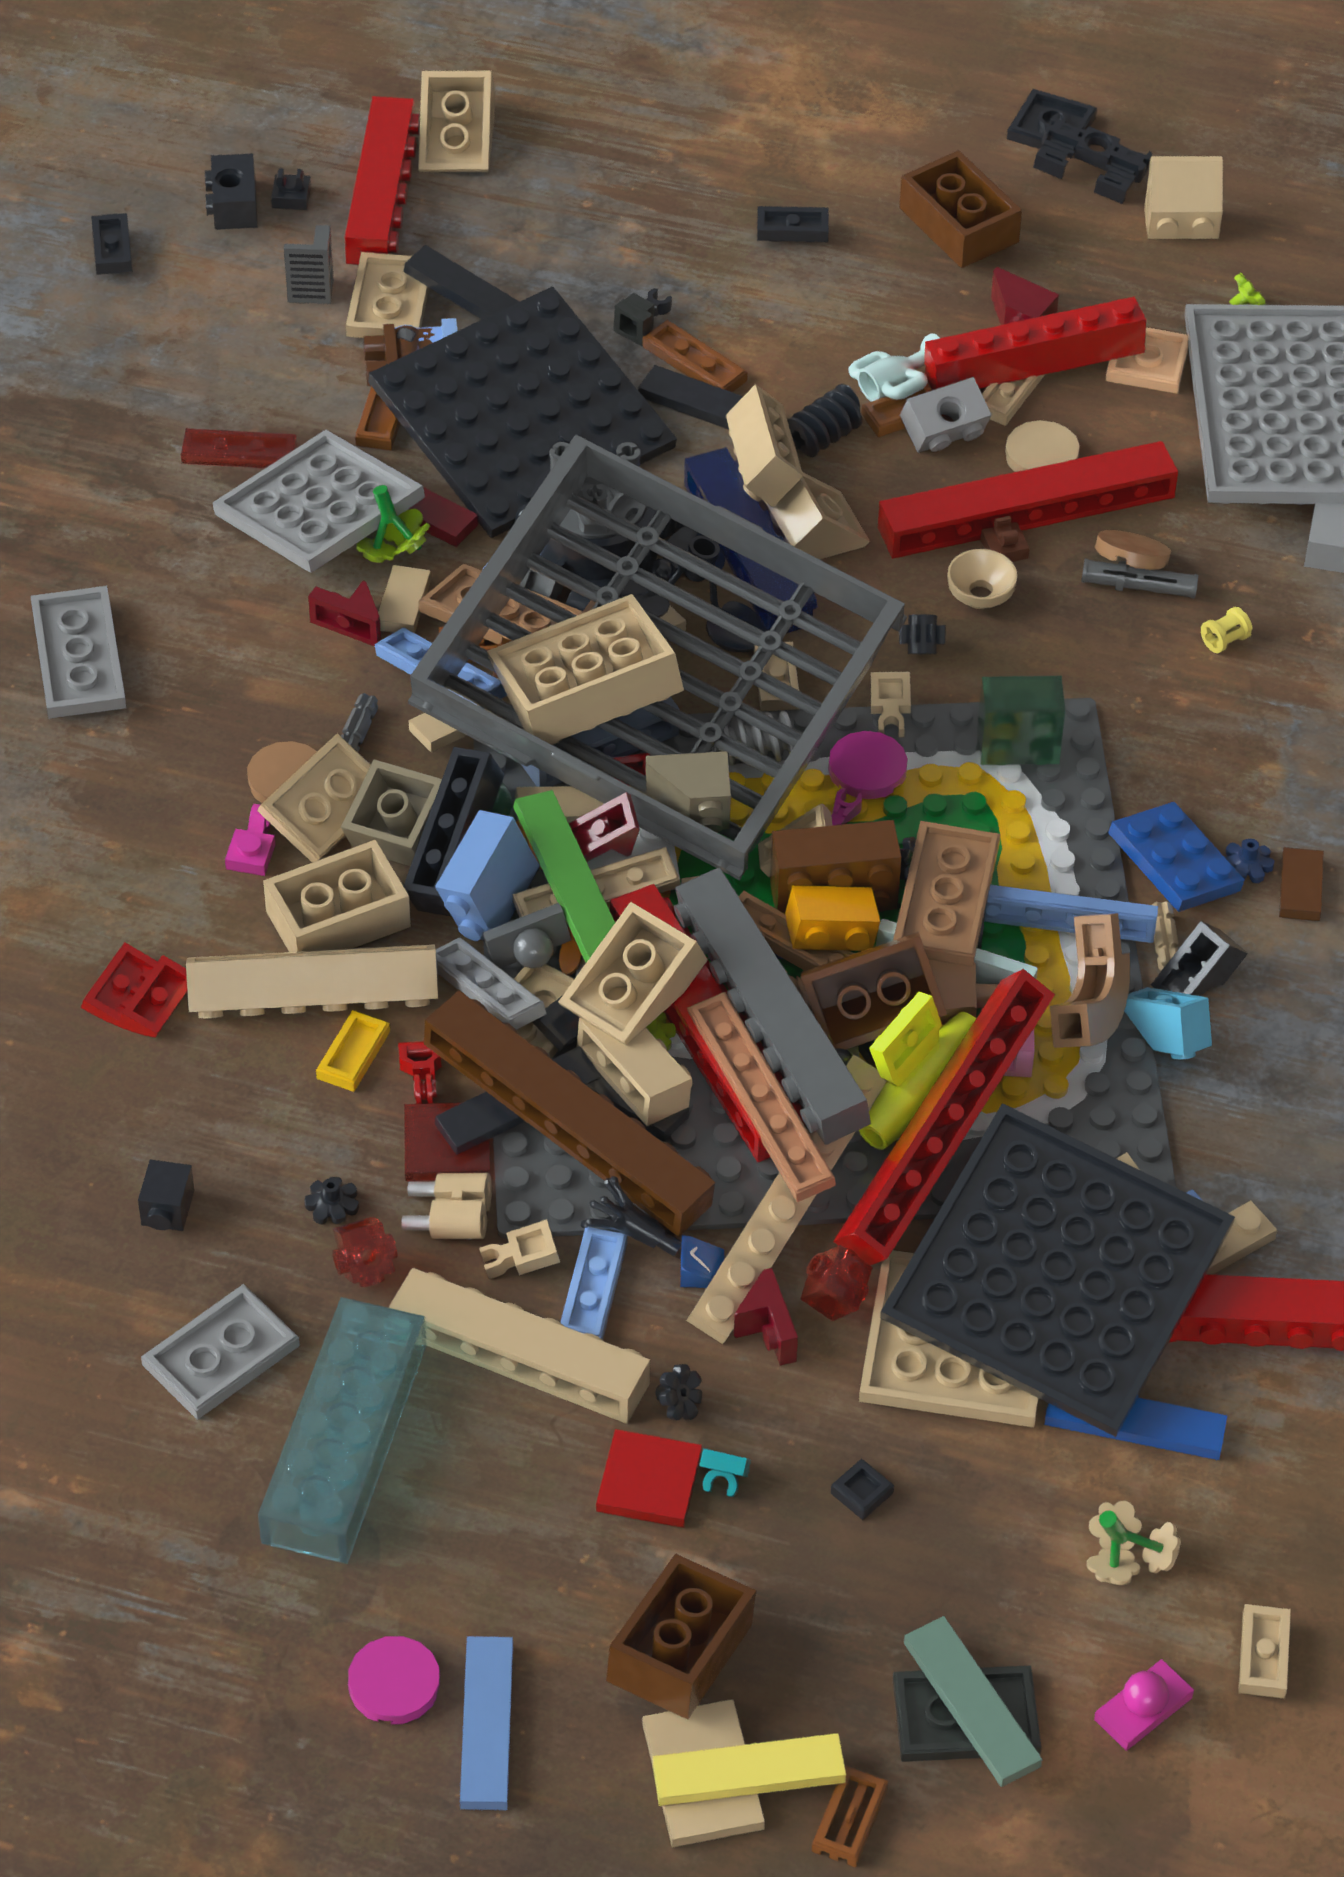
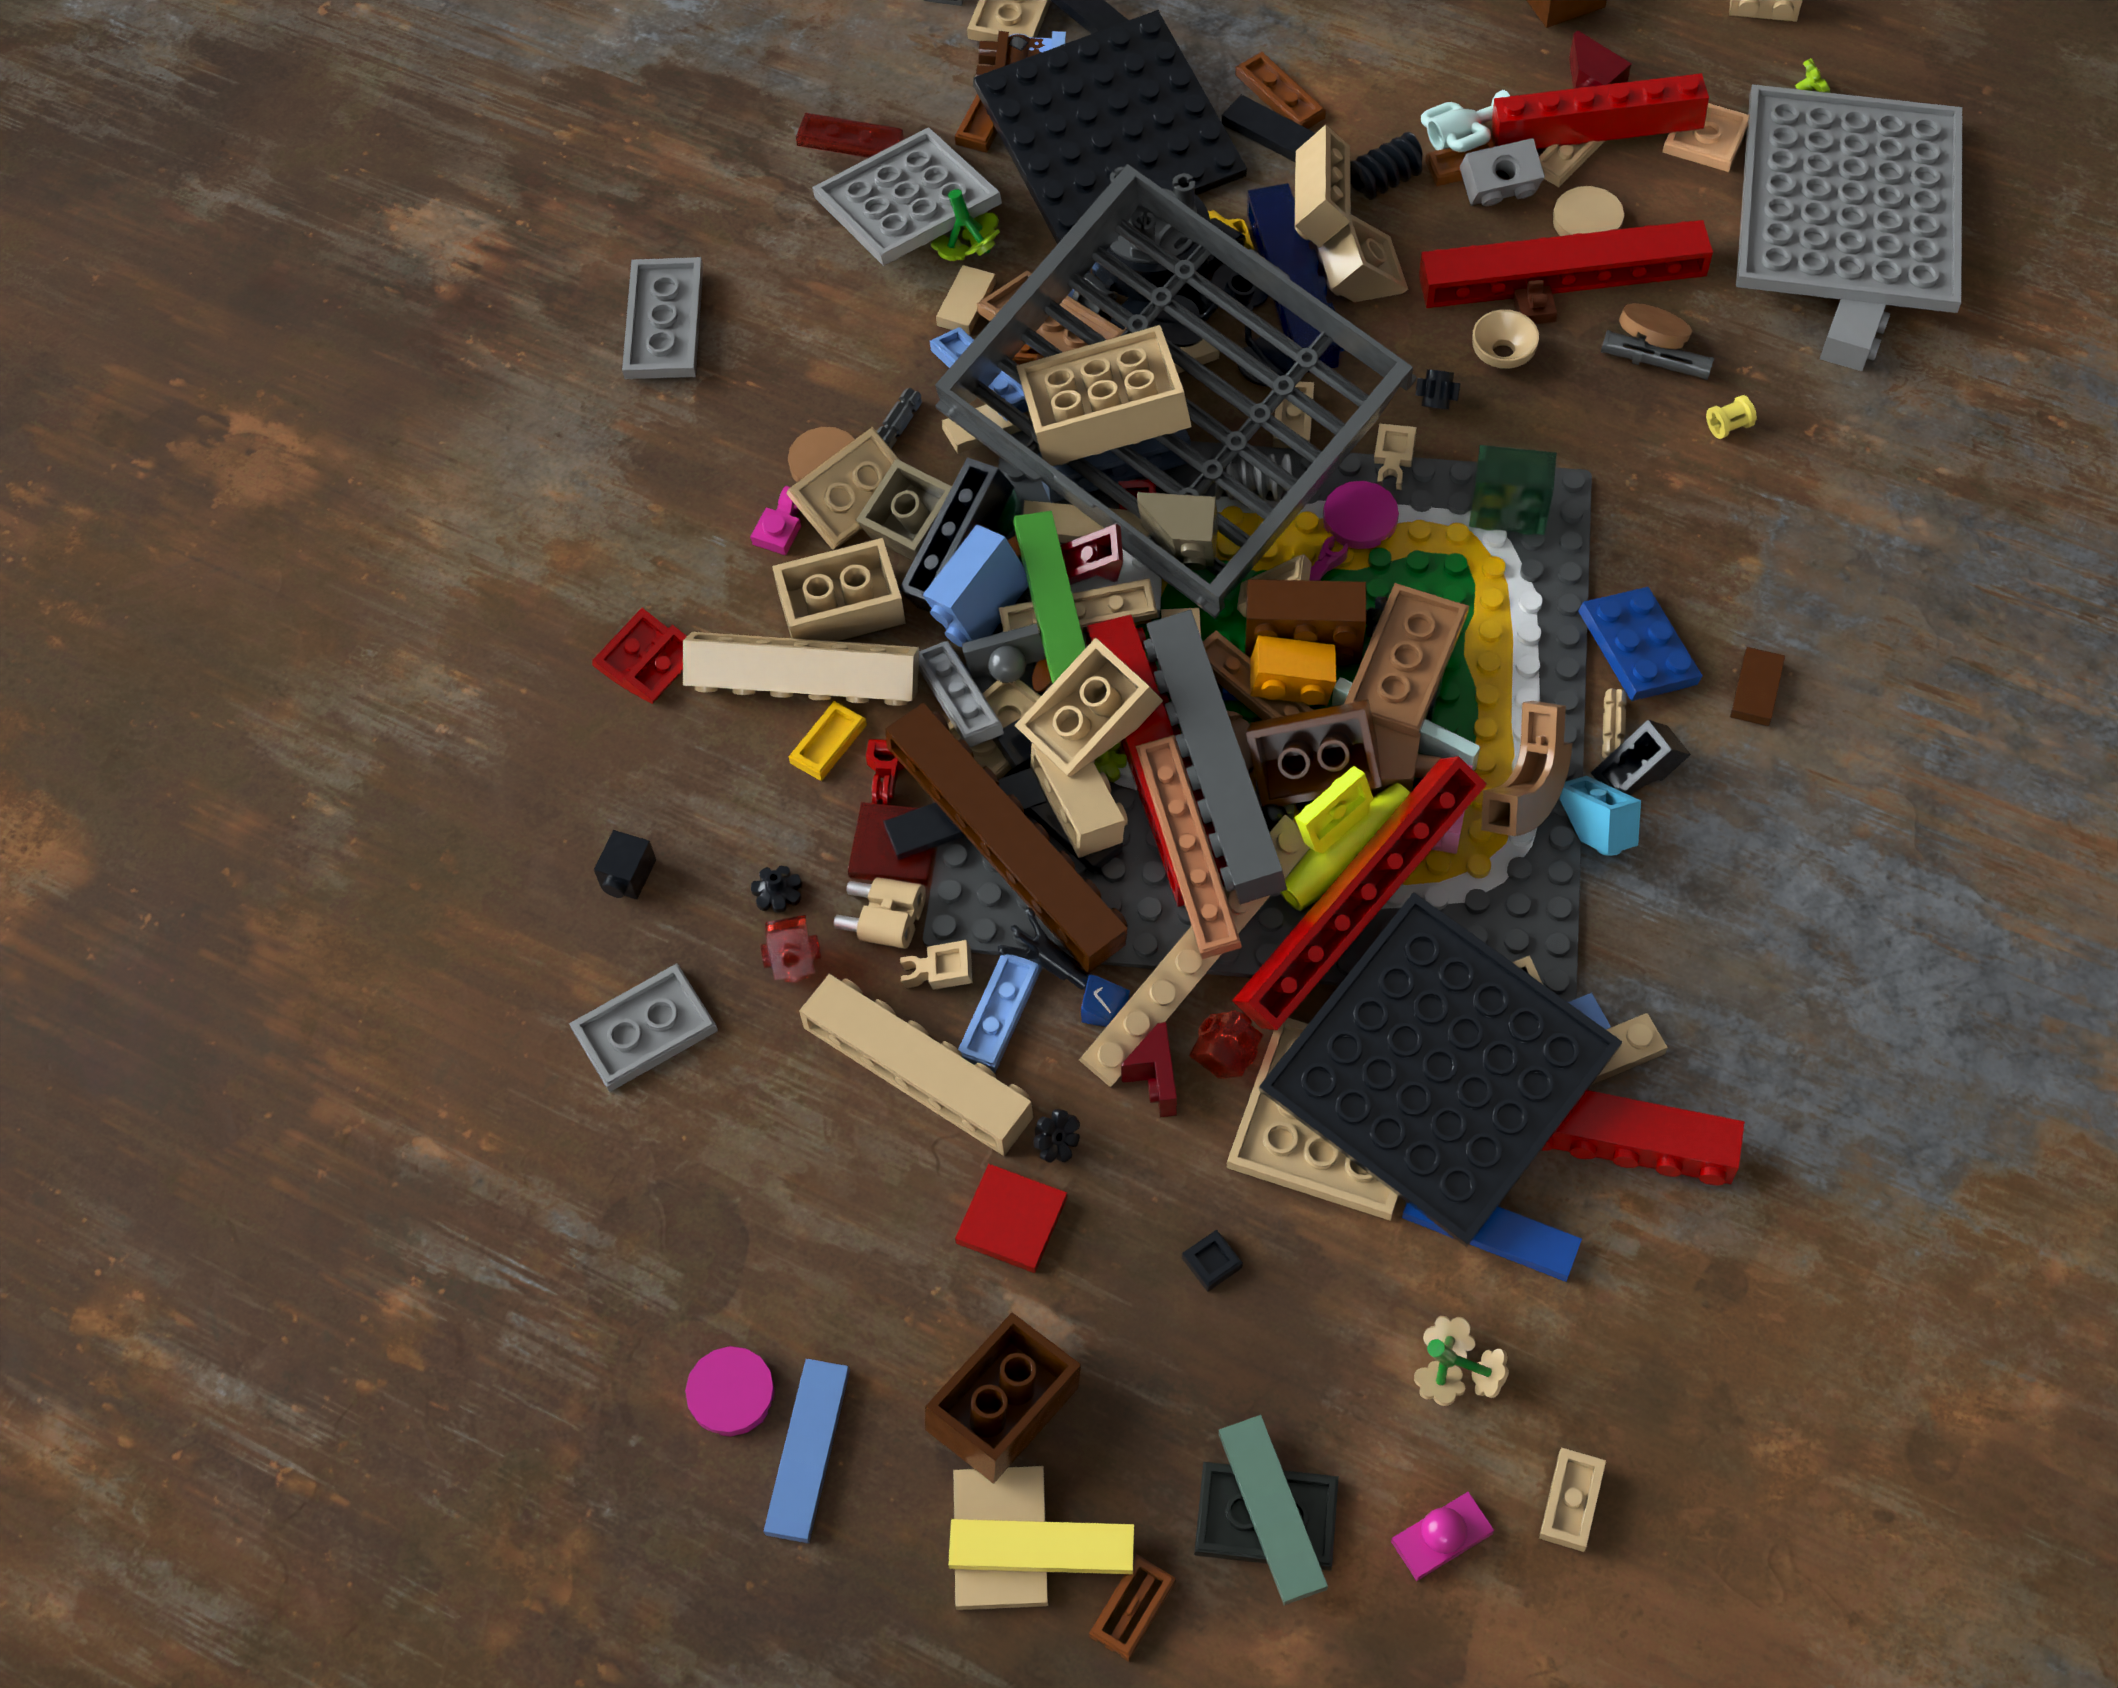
camera: 15 degrees right, 10 degrees up
(342, 1430) = (733, 1128): clear light blue brick -> none
(350, 616) = (909, 310): dark red slope -> none
(446, 519) = (1019, 223): dark red tile -> none
(636, 315) = (1233, 44): pearl dark grey piece -> none
(726, 1466) = (1083, 1217): teal tile -> none
(1058, 911) = (1514, 689): medium blue tile -> none
(1250, 859) = (1711, 655): dark blue plant -> none

